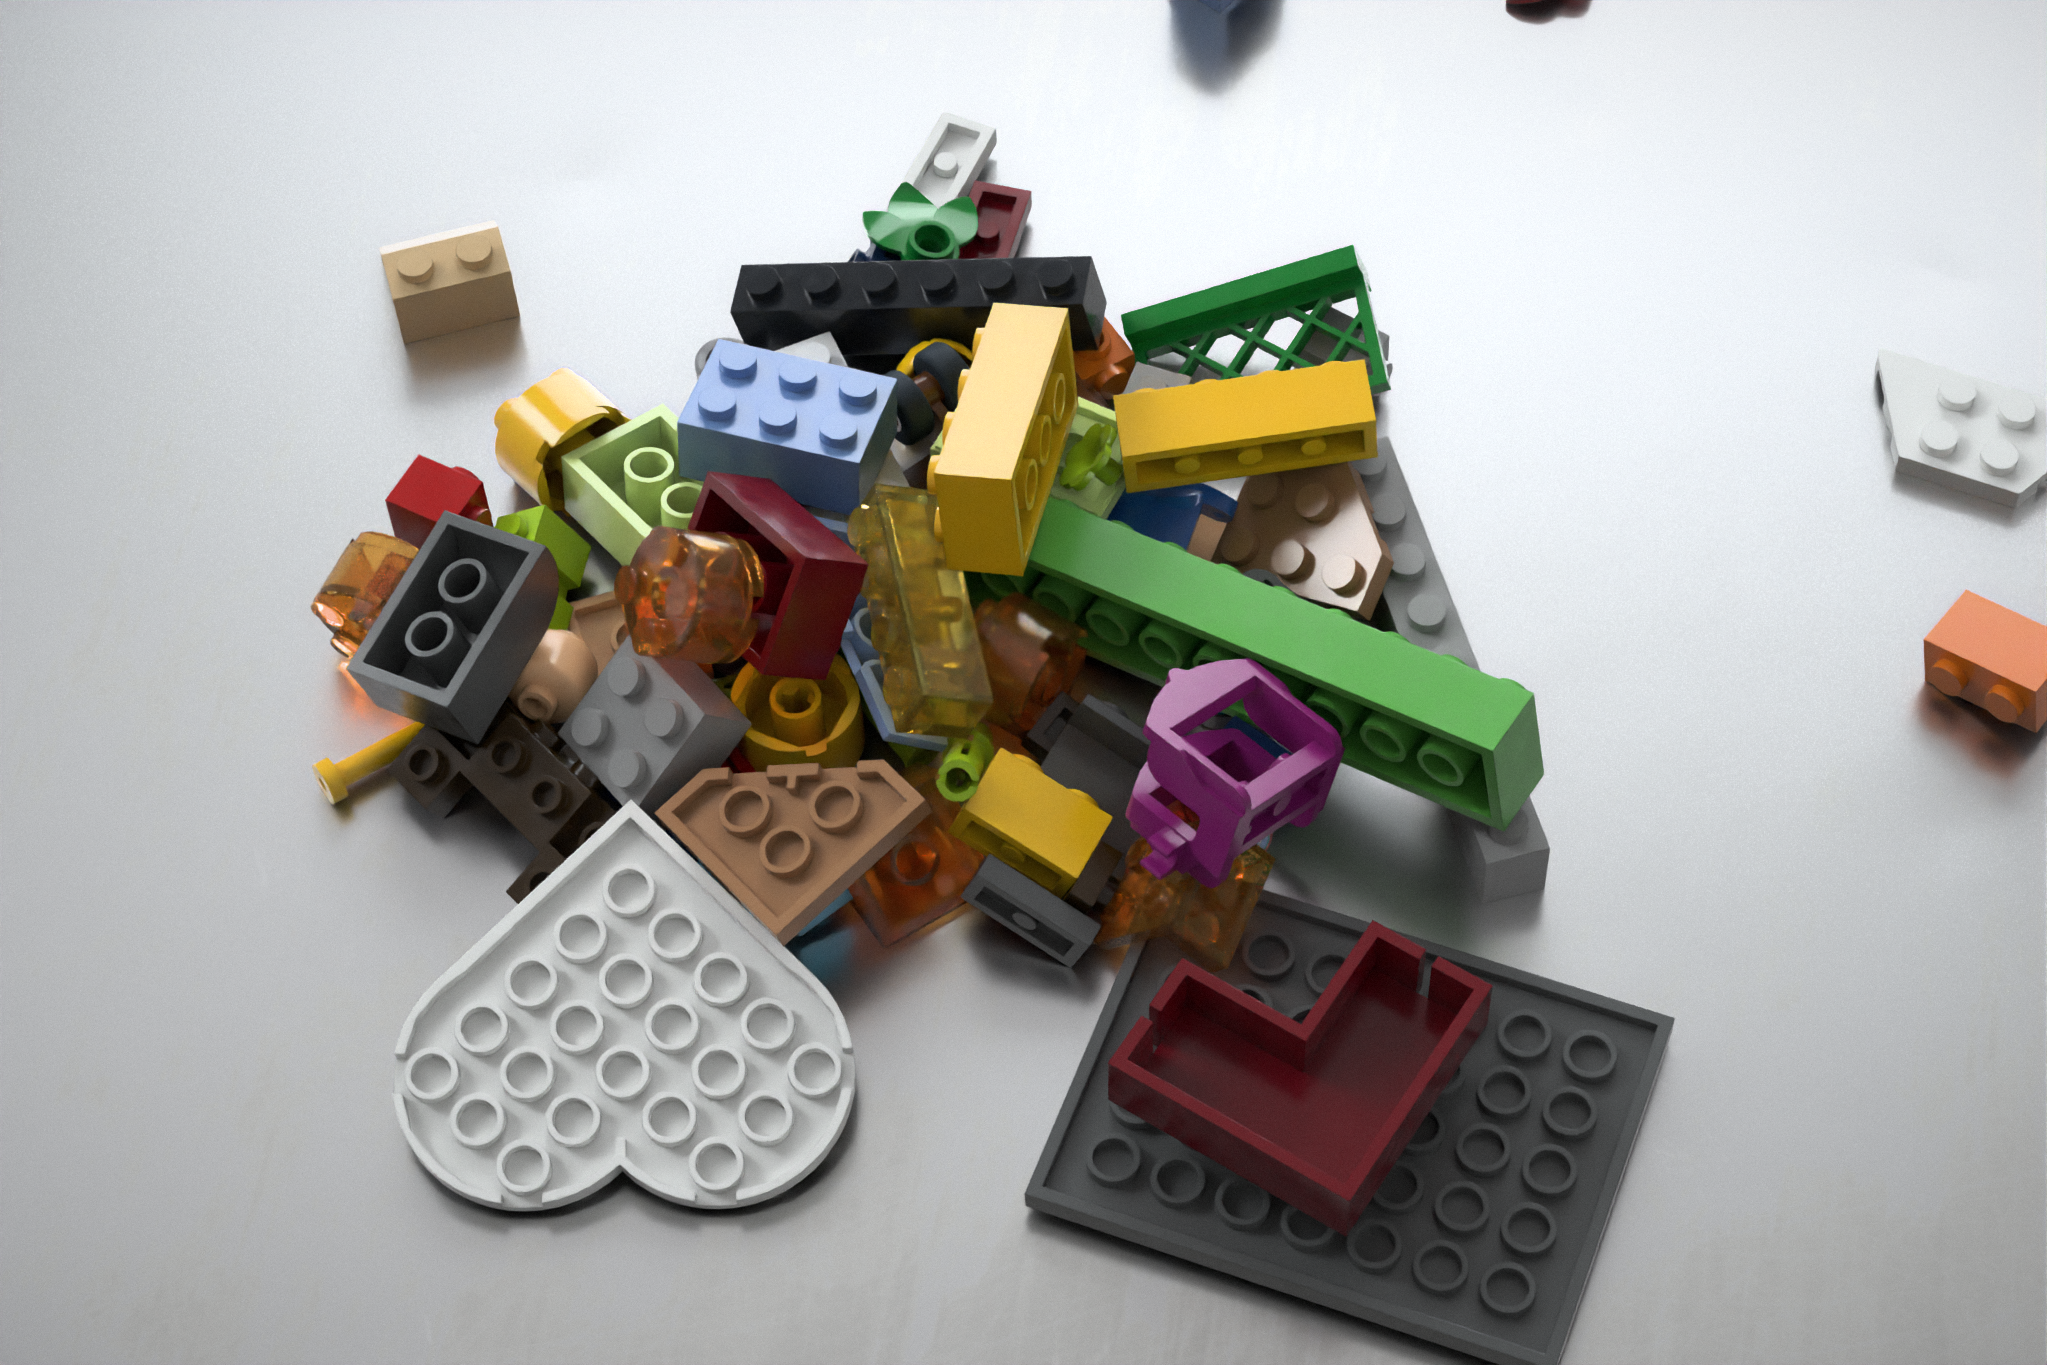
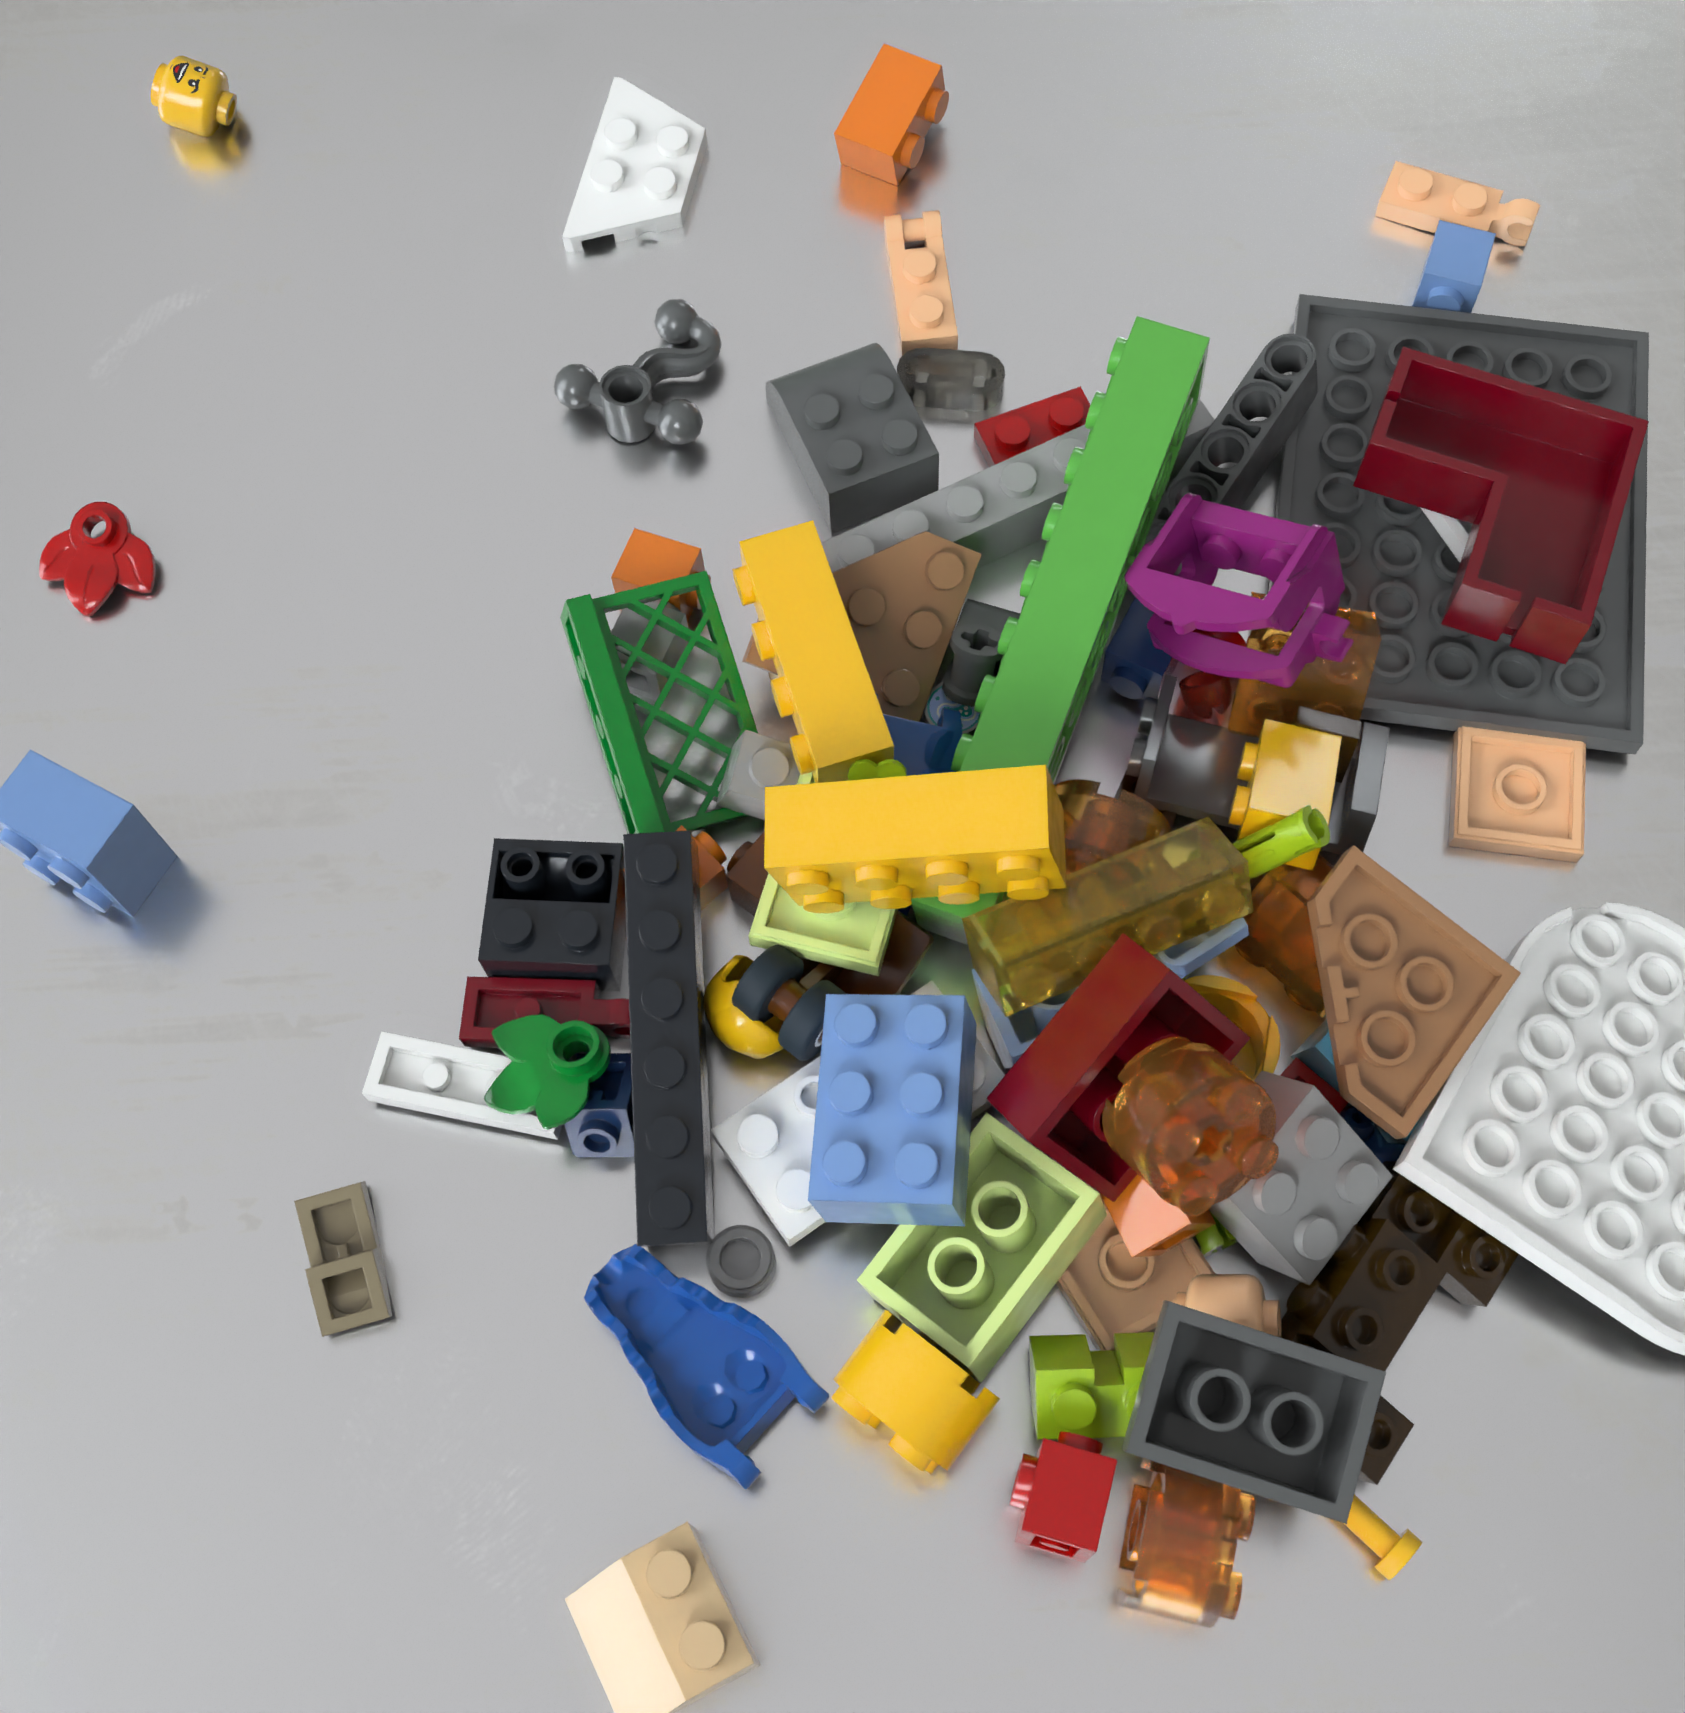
camera: 100 degrees left, 10 degrees up
(638, 320) = (704, 1361): none -> blue animal
(795, 104) = (344, 1259): none -> dark tan slope
(1004, 1082) = (1518, 794): none -> light nougat tile
(1078, 223) = (555, 911): none -> black slope
(1423, 378) = (658, 559): none -> orange brick
(1447, 882) = (1246, 442): none -> dark grey beam
(1564, 764) = (1030, 425): none -> red plate
(1566, 562) = (855, 436): none -> dark grey brick
(1618, 671) = (952, 378): none -> clear smoke beam
(1660, 388) = (627, 389): none -> dark grey piece
(1682, 1190) = (1454, 268): none -> medium blue brick
(1771, 670) = (920, 283): none -> light nougat plate
(1797, 1231) = (1424, 197): none -> light nougat plate

